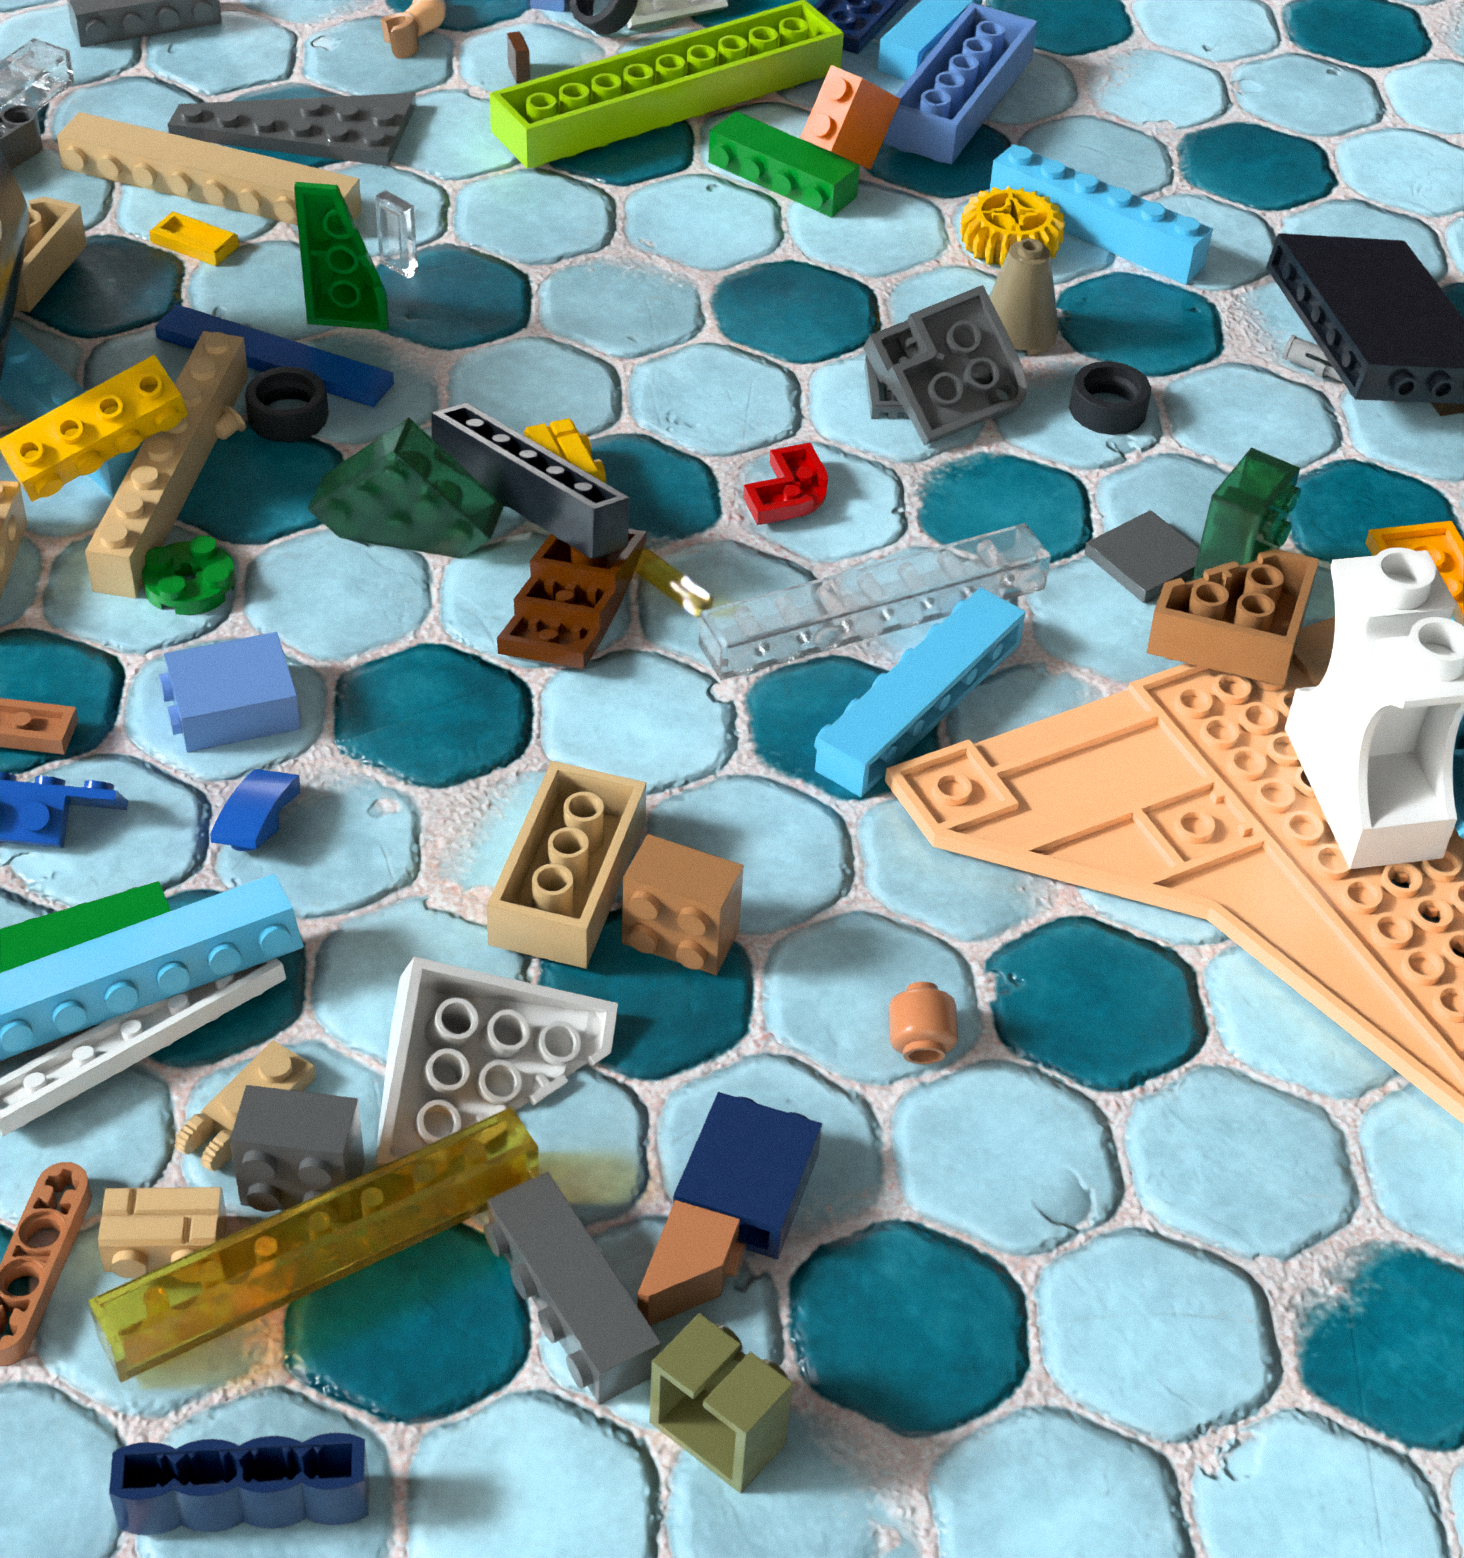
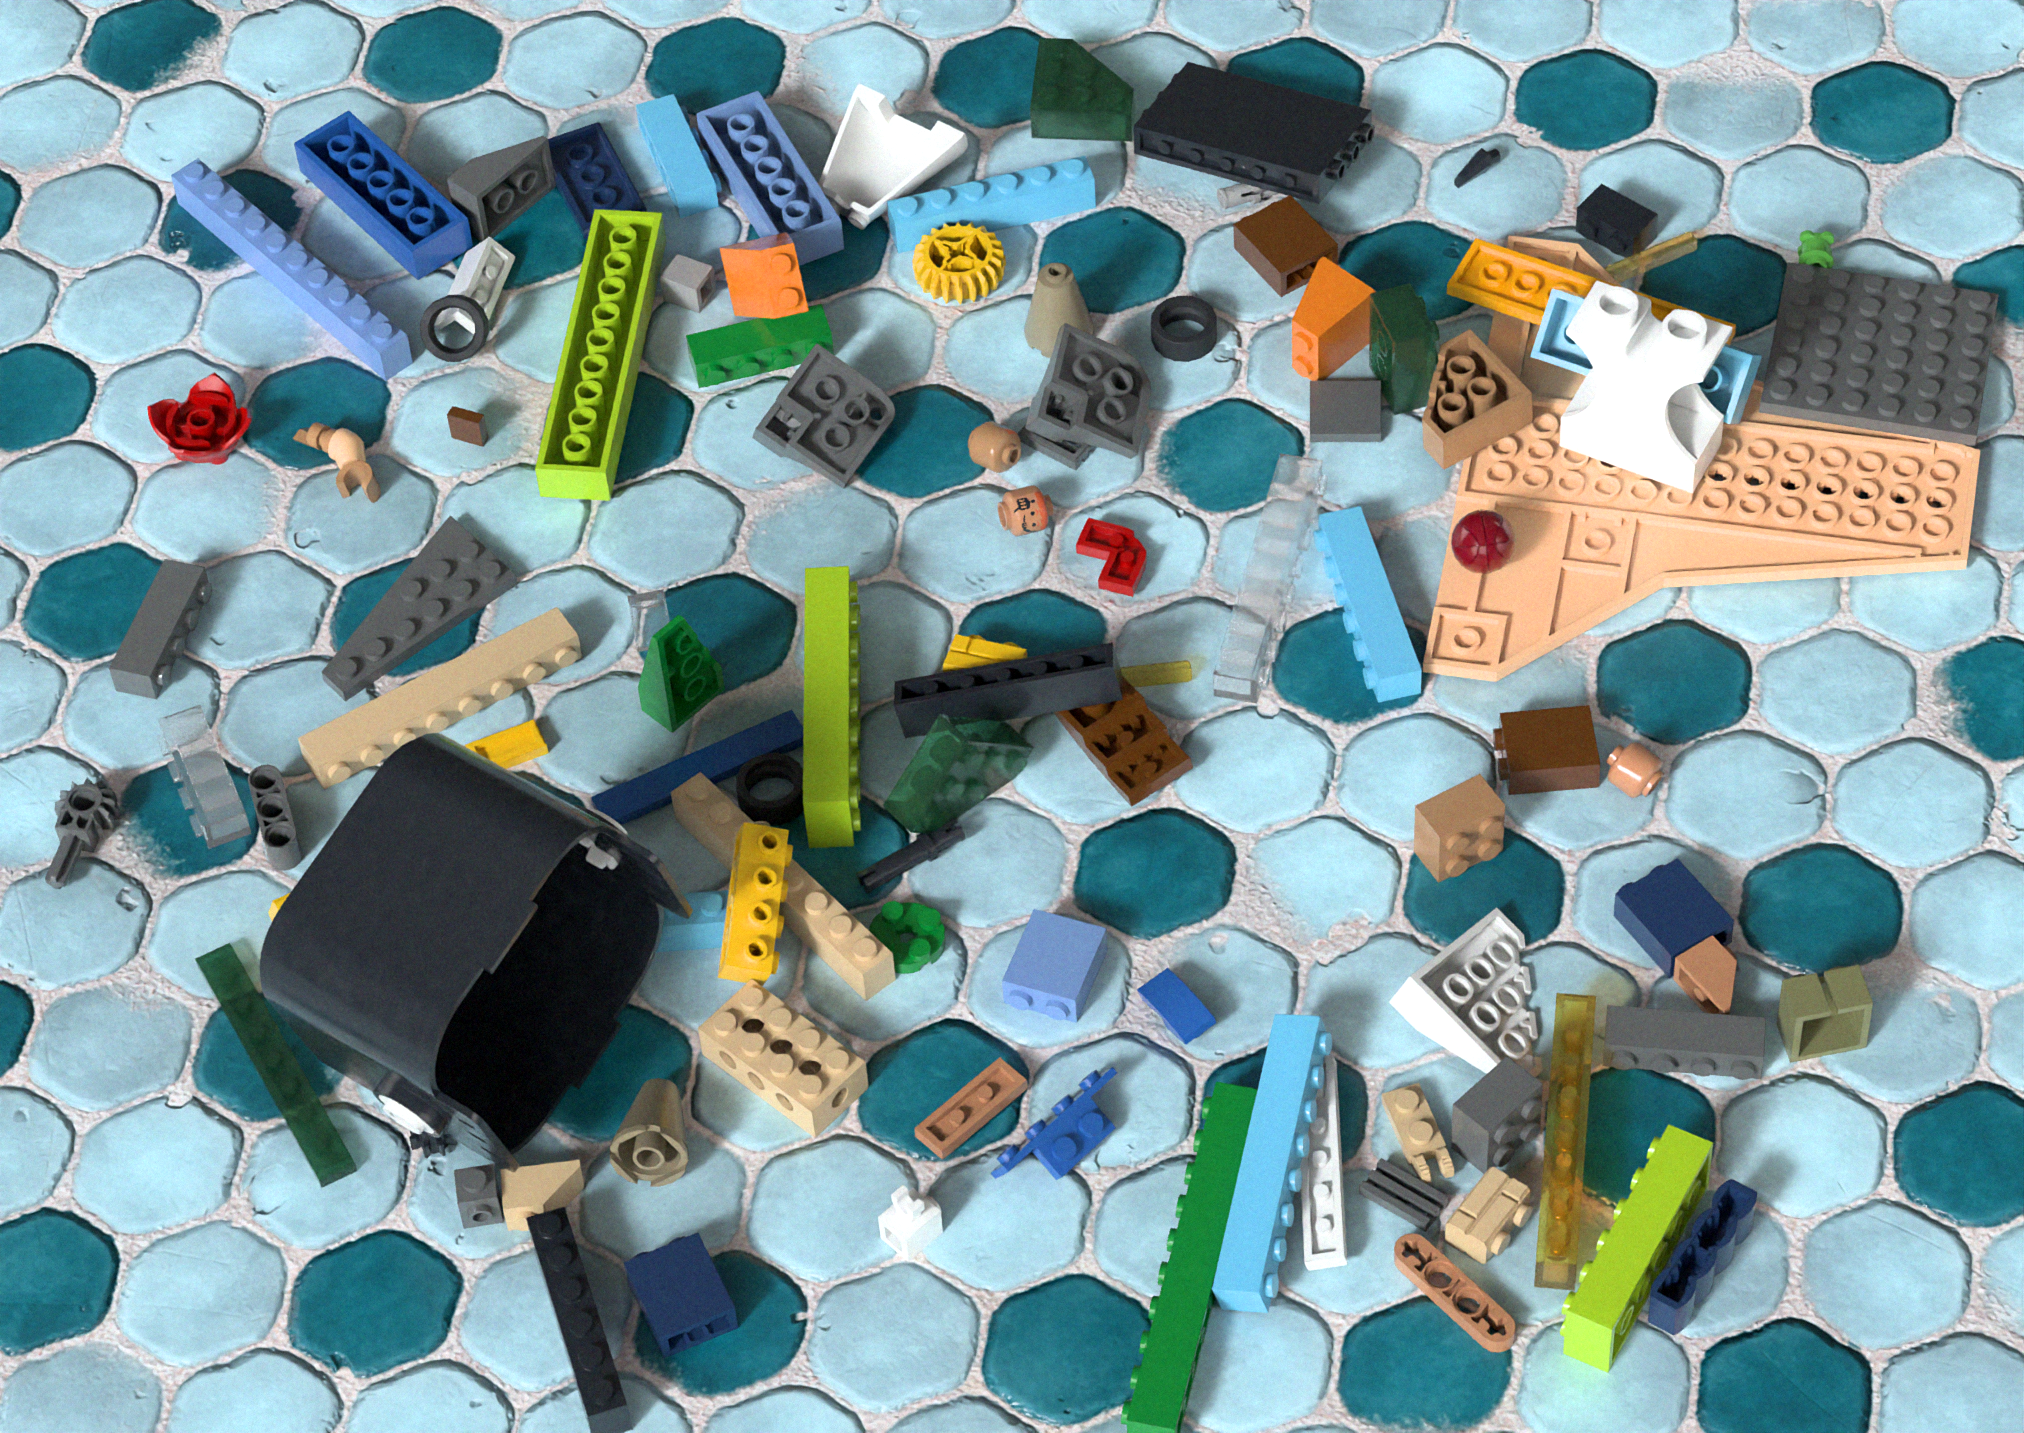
camera: 45 degrees left, 5 degrees up
(150, 1103) = (1406, 1189): none -> dark grey tile
(233, 1386) = (1636, 1247): none -> lime brick
(304, 531) = (922, 849): none -> black pin
(424, 367) = (831, 707): none -> lime brick
(567, 864) = (1371, 867): tan brick -> none
(741, 229) = (826, 417): none -> dark grey slope
(773, 398) = (1025, 510): none -> nougat head
(800, 93) = (688, 283): none -> light grey brick
(829, 347) = (993, 446): none -> medium nougat head
(877, 933) = (1547, 750): none -> reddish brown brick
(1062, 120) = (882, 157): none -> white cone
(1073, 718) = (1483, 541): none -> dark red piece
(1202, 461) = (1330, 321): none -> orange slope
(1276, 195) = (1078, 96): none -> clear green brick
(1287, 412) = (1283, 244): none -> reddish brown brick

